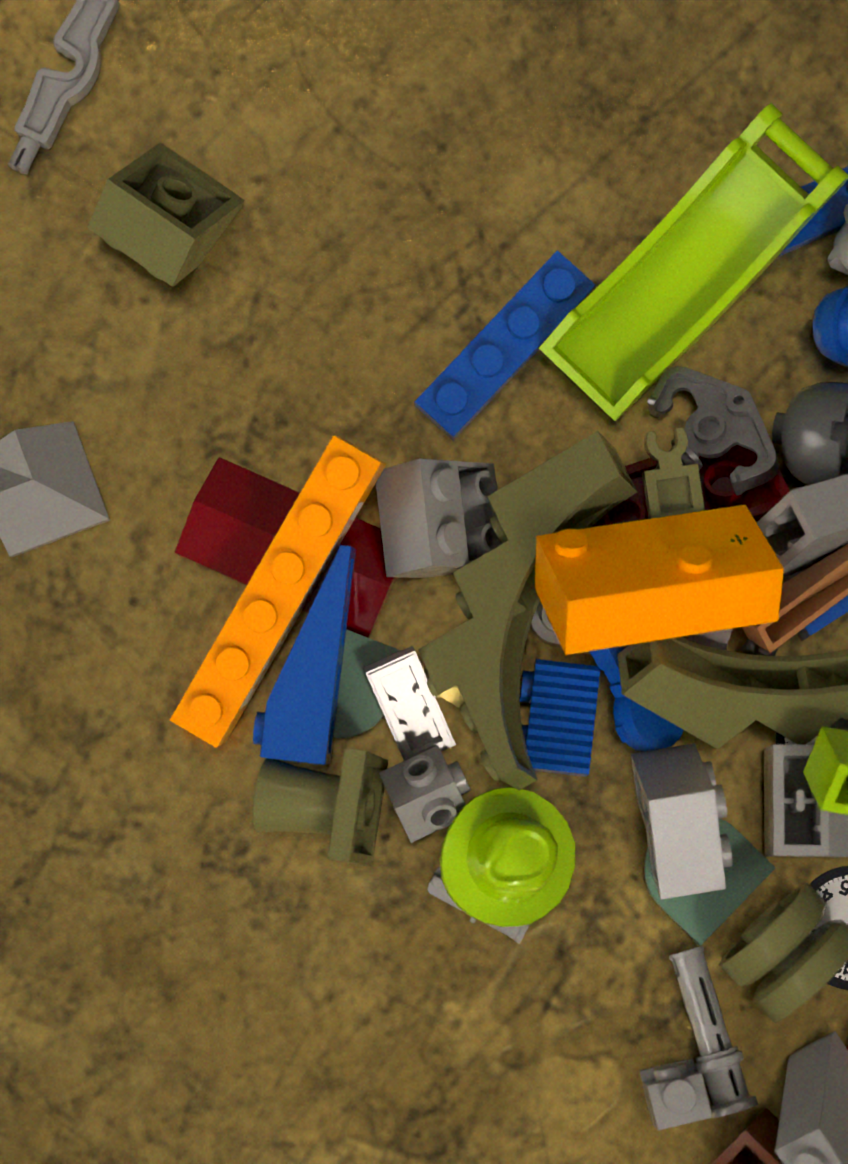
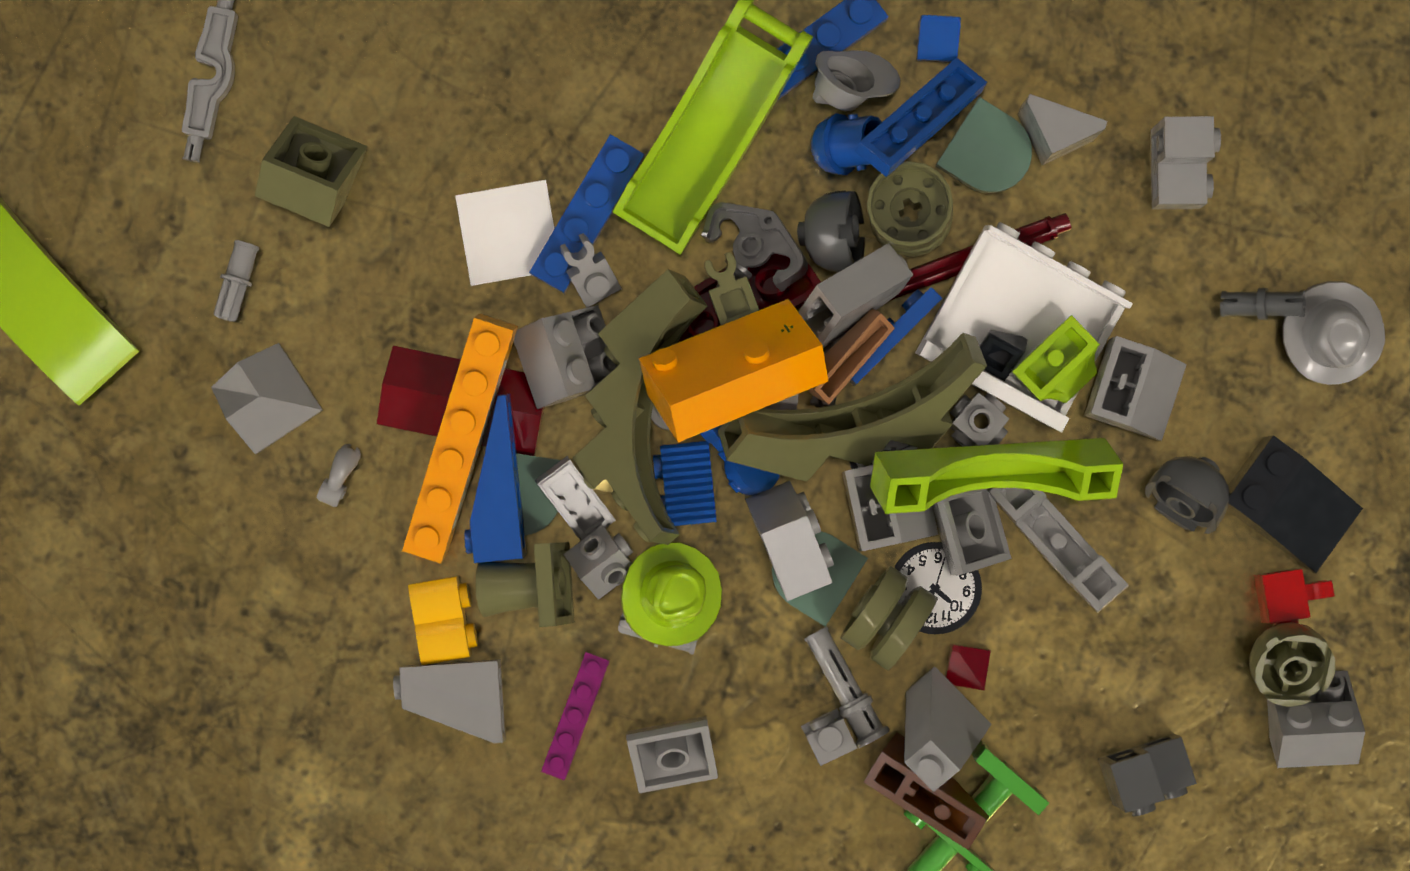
camera: 15 degrees left, 5 degrees up
(37, 330) = (235, 281): none -> light grey axle
(120, 592) = (344, 462): none -> light grey arm
(197, 927) = (456, 695): none -> light grey slope
(199, 823) = (441, 620): none -> yellow brick
(346, 990) = (575, 715): none -> magenta piece
(394, 343) = (504, 230): none -> white sticker
(463, 1070) = (672, 754): none -> light grey slope
(495, 421) = (590, 273): none -> light grey plate

